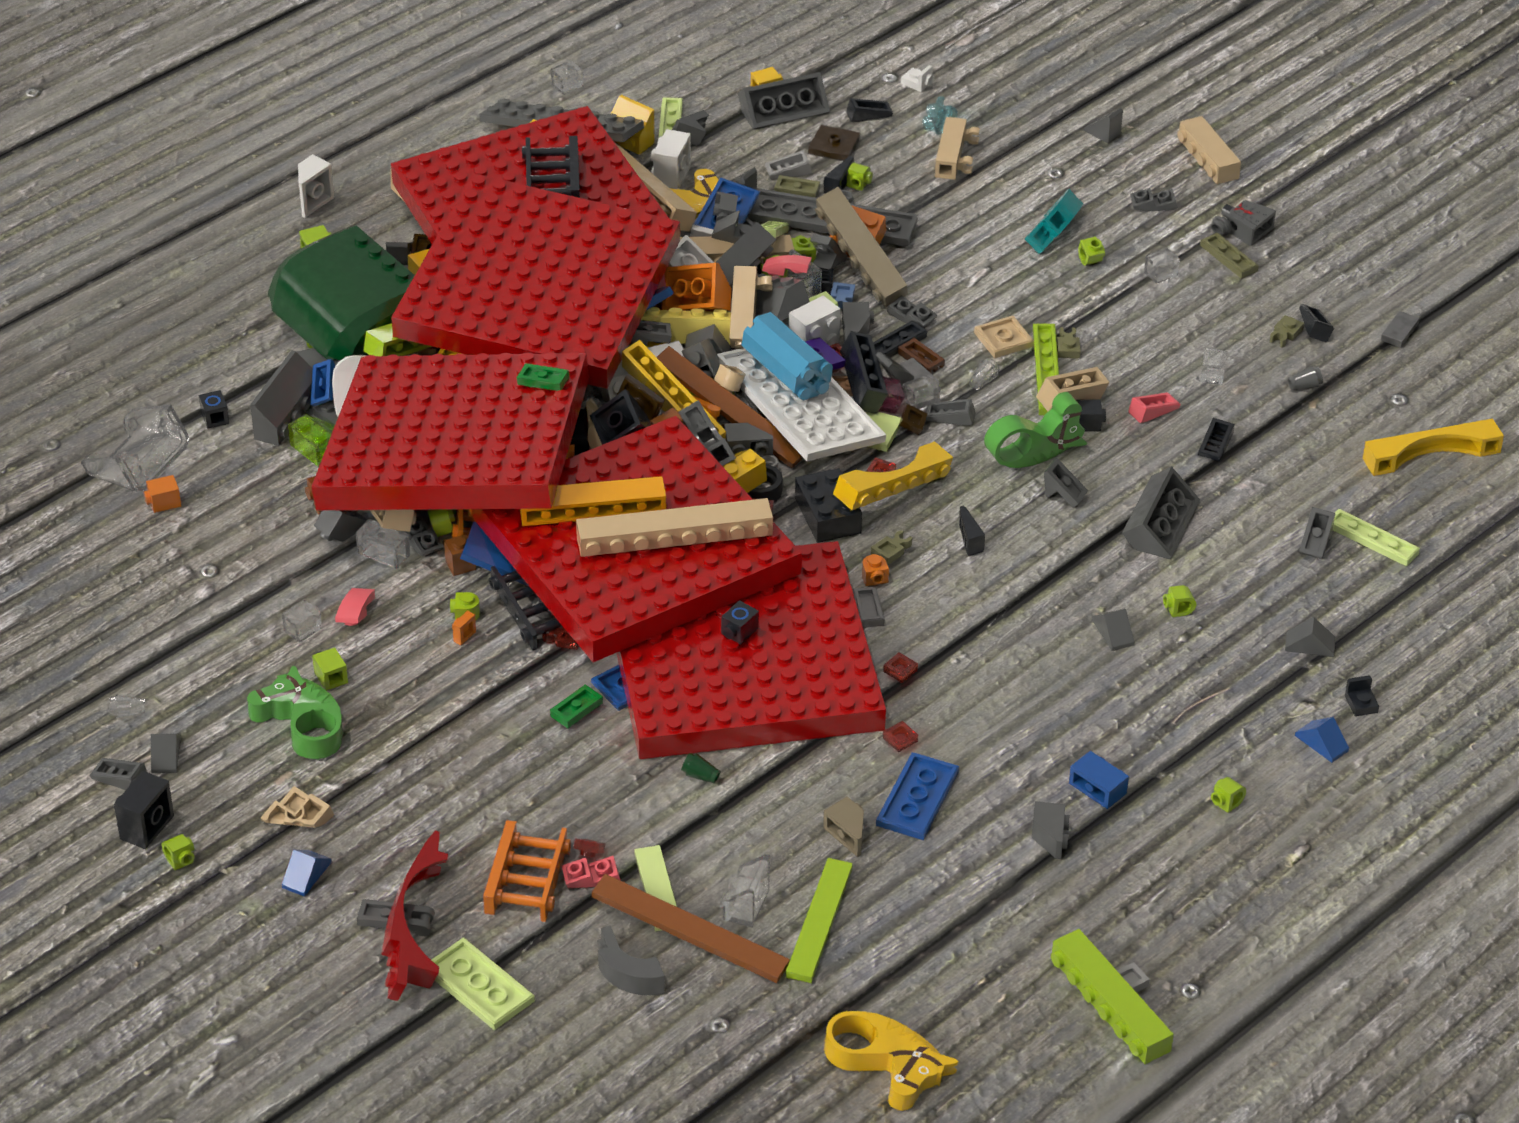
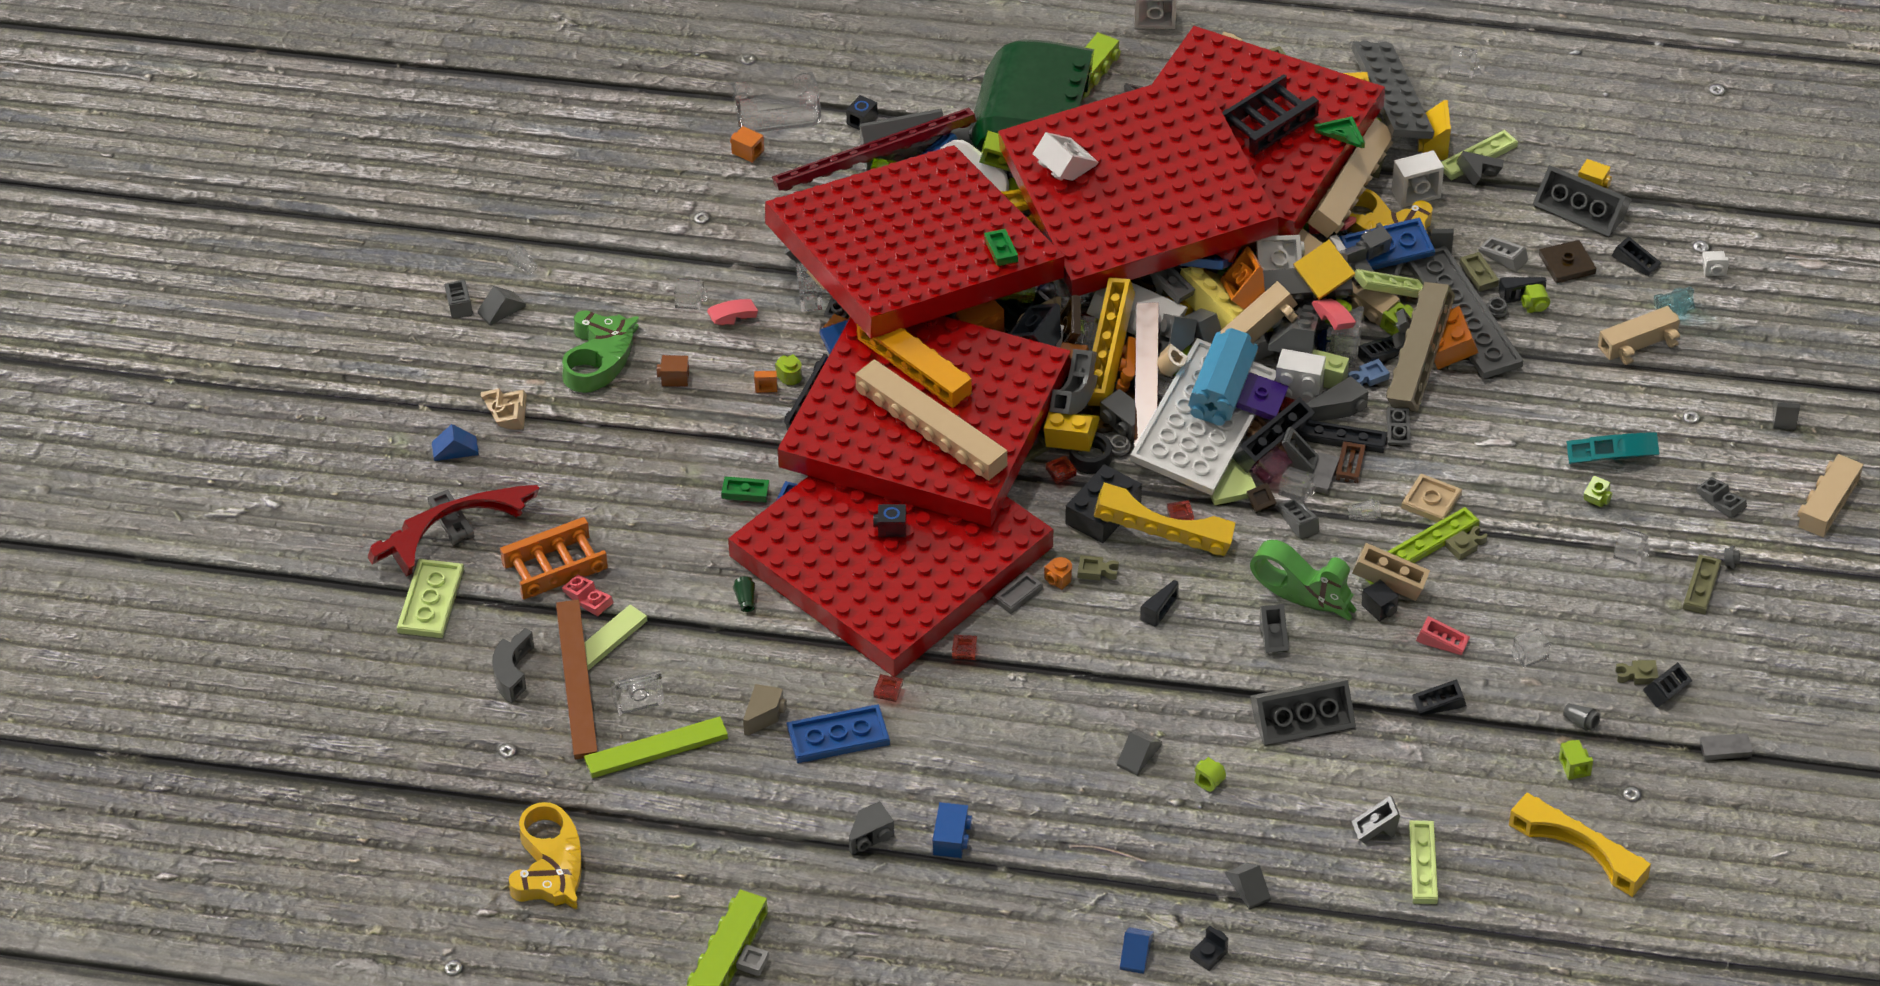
camera: 55 degrees right, 5 degrees up
(144, 809) = (423, 328): black brick -> none
(178, 851) = (410, 371): lime plate -> none
(282, 417) = (868, 151): none -> dark red plate
(330, 669) = (655, 337): lime brick -> none
(385, 677) = (674, 371): none -> dark orange brick
(480, 292) = (1063, 157): none -> white slope
(589, 847) = (609, 577): clear red plate -> none
(615, 147) = (1342, 130): none -> green tile
(747, 238) = (1324, 269): none -> yellow tile
(1228, 794) = (1010, 918): lime plate -> none
(1249, 220) = (1759, 572): dark grey torso -> none
(1346, 404) = (1575, 760): none -> lime brick

